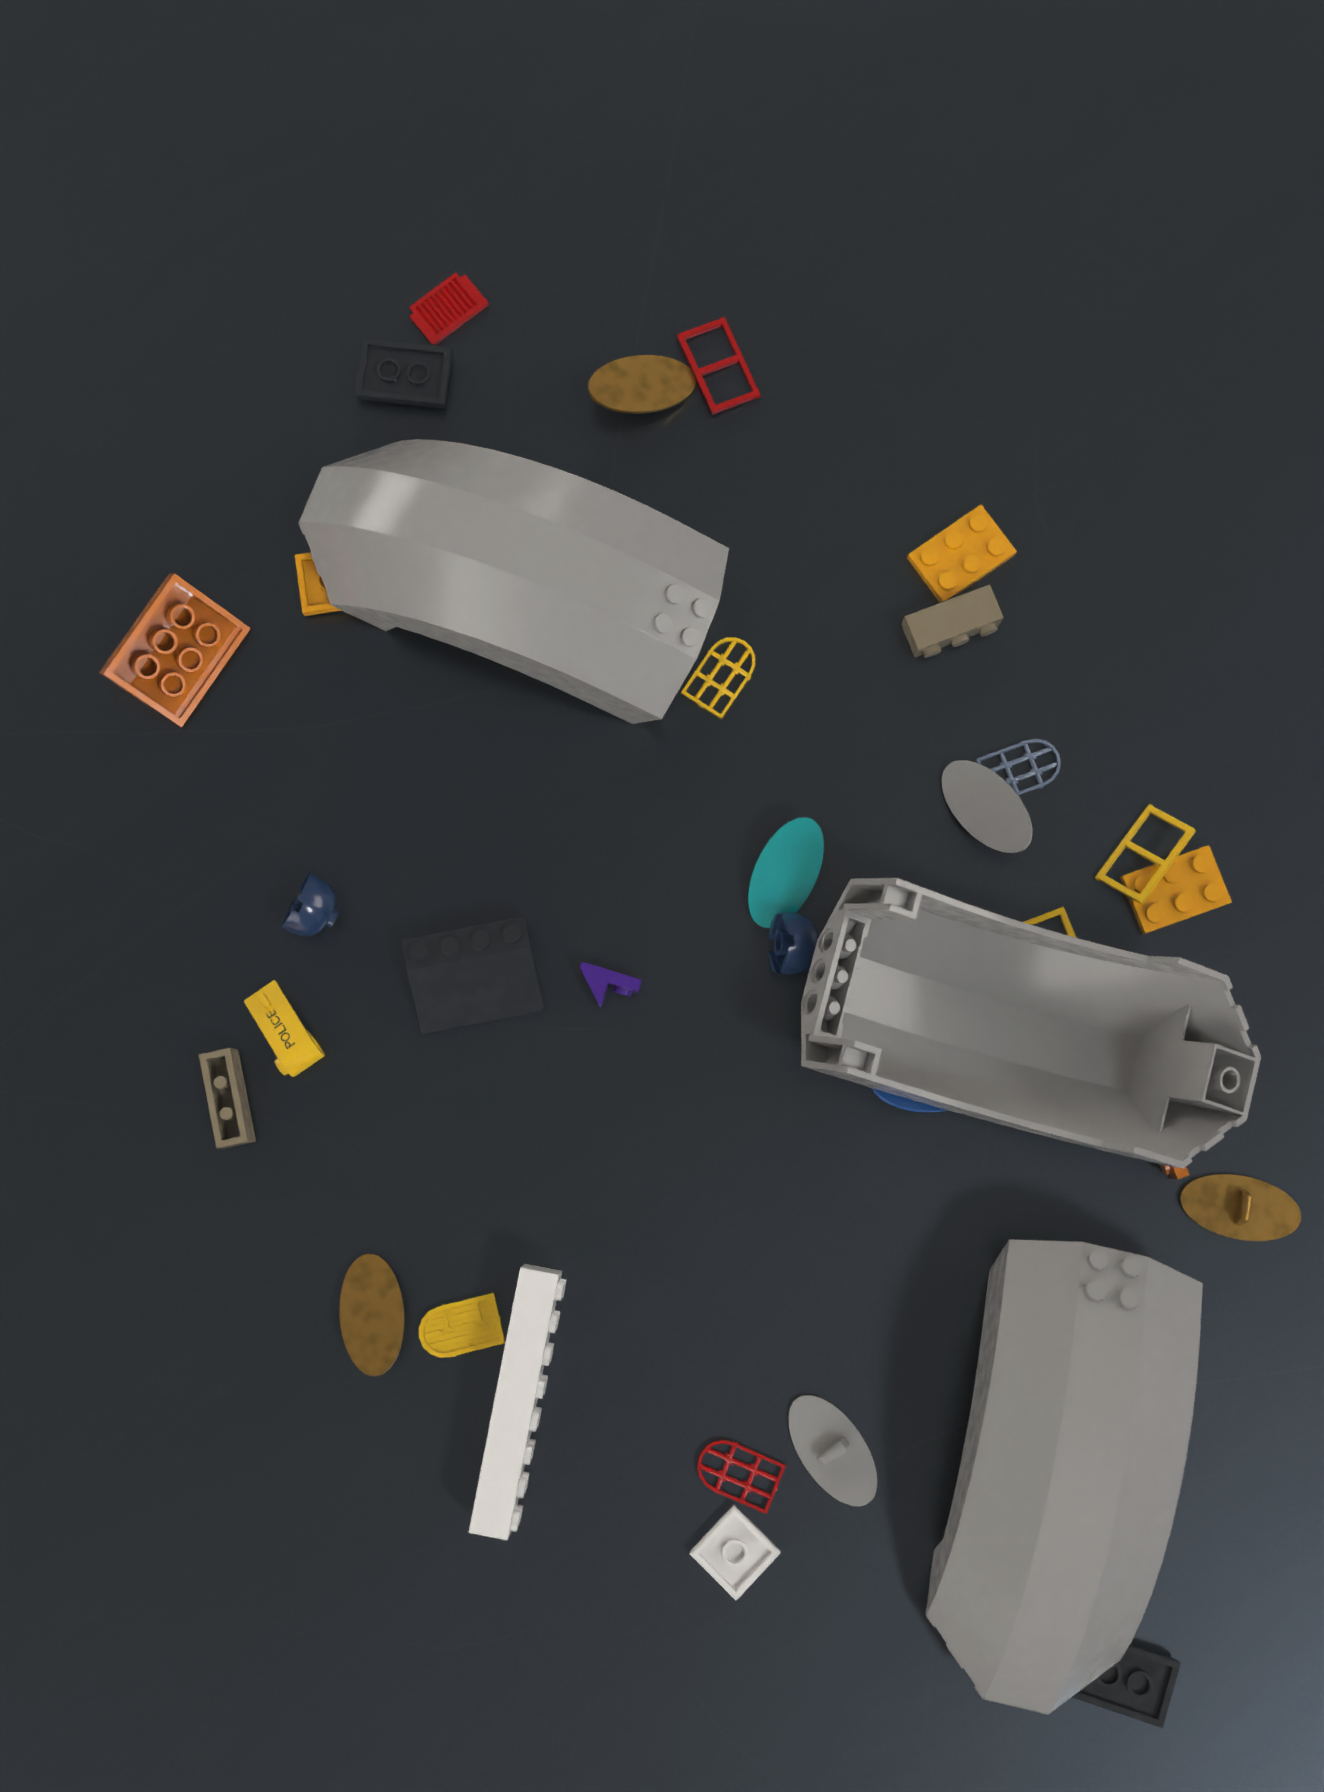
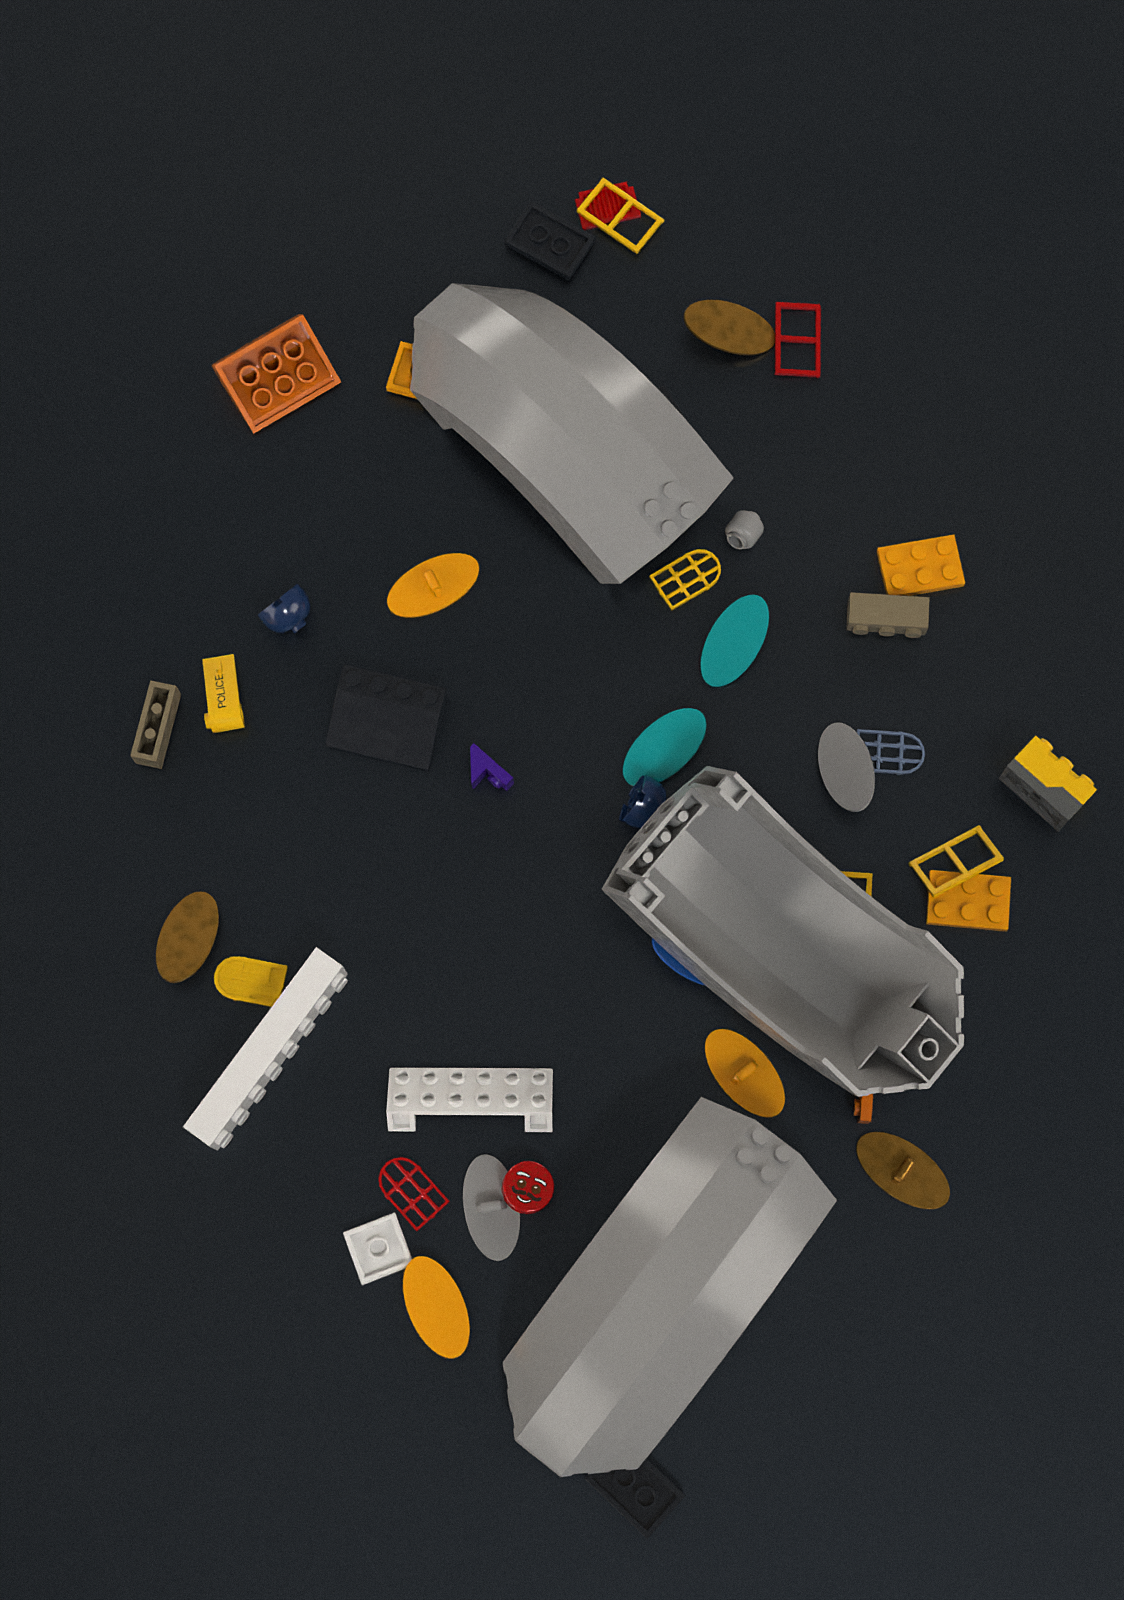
camera: 25 degrees right, 5 degrees down
(454, 806) = (433, 585): none -> light orange shield
(462, 333) = (609, 229): none -> yellow window
(754, 1342) = (470, 1093): none -> white bracket
(759, 597) = (744, 529): none -> light grey head
(806, 722) = (734, 640): none -> teal shield
(827, 1589) = (436, 1307): none -> light orange shield
(863, 1413) = (527, 1187): none -> red head
(1029, 1181) = (744, 1073): none -> light orange shield
(1205, 728) = (1047, 783): none -> piece

